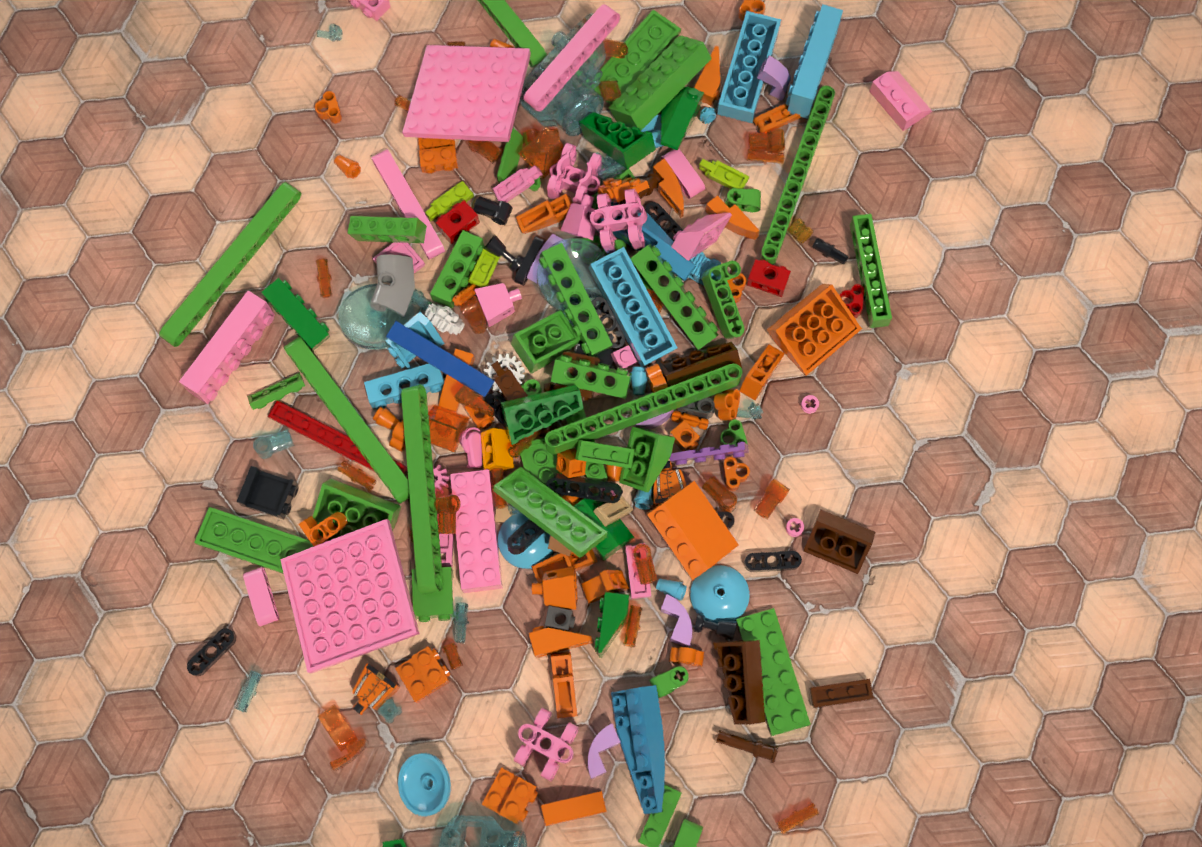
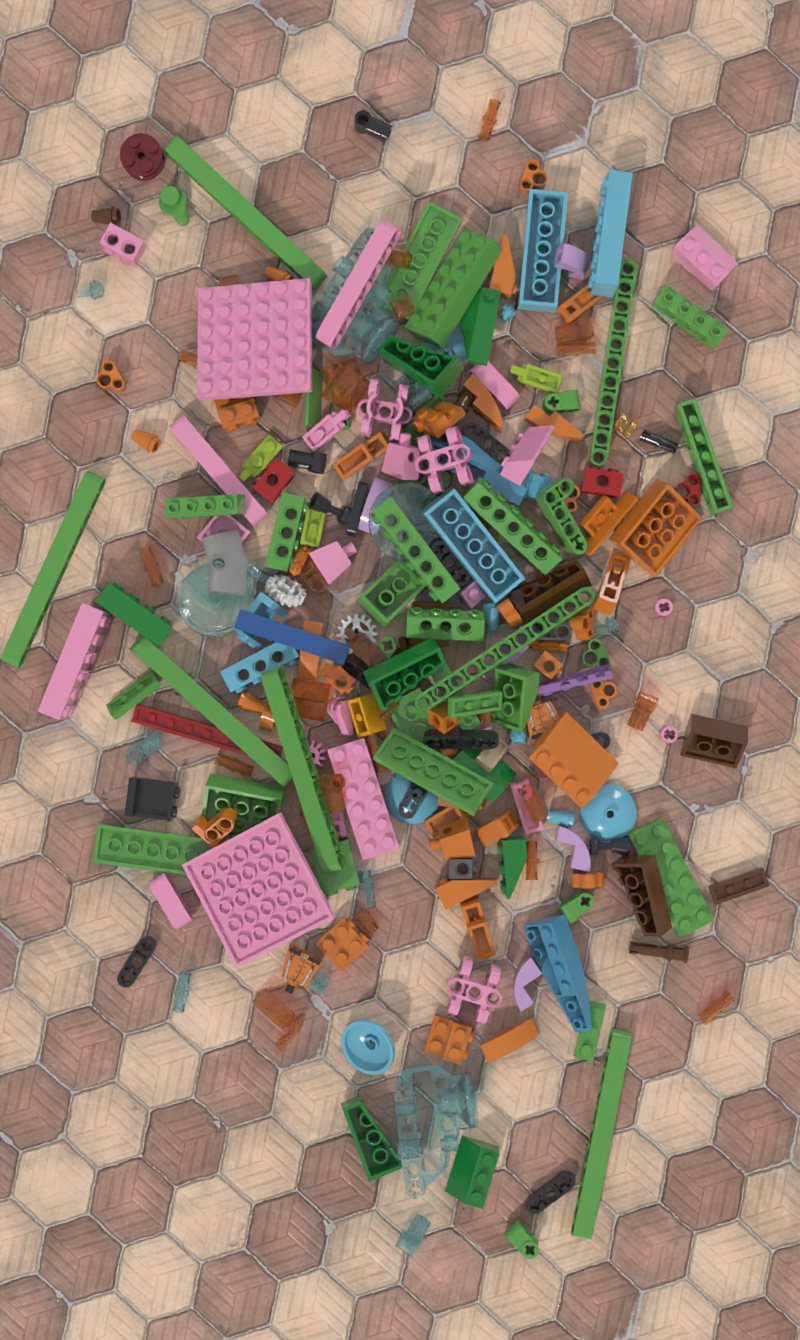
camera: 15 degrees left, 15 degrees up
(719, 493) = (590, 715): clear orange piece -> none
(764, 310) = (604, 518): none -> orange bracket
(787, 565) = (668, 773): black beam -> none
(877, 146) = (689, 317): none -> bright green brick

